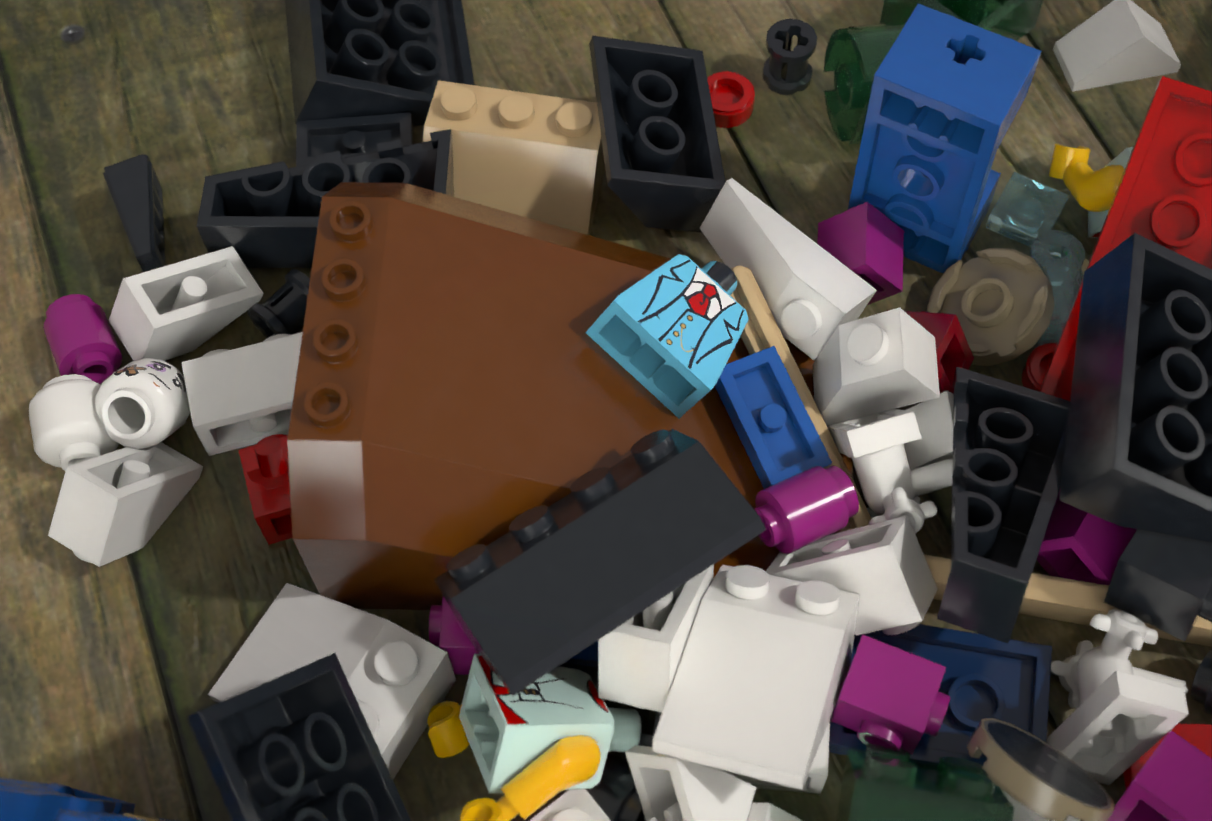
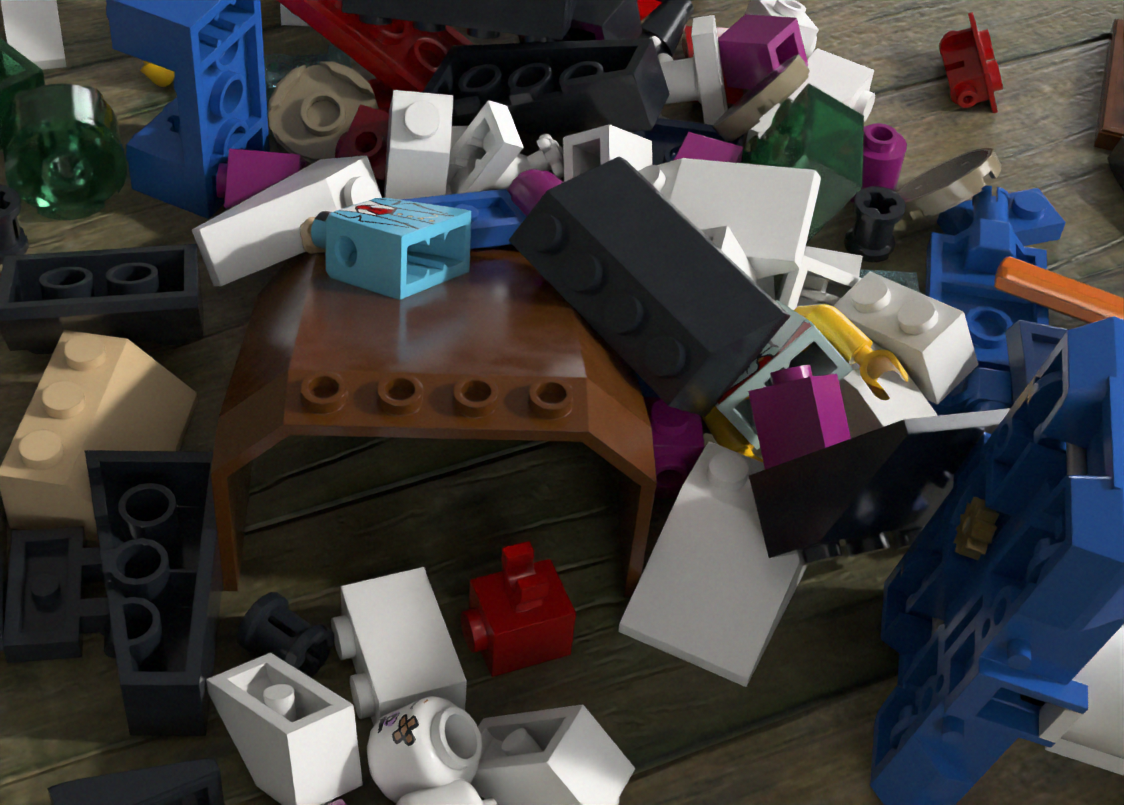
camera: 100 degrees left, 15 degrees down
(414, 724) = (798, 414): none -> magenta brick

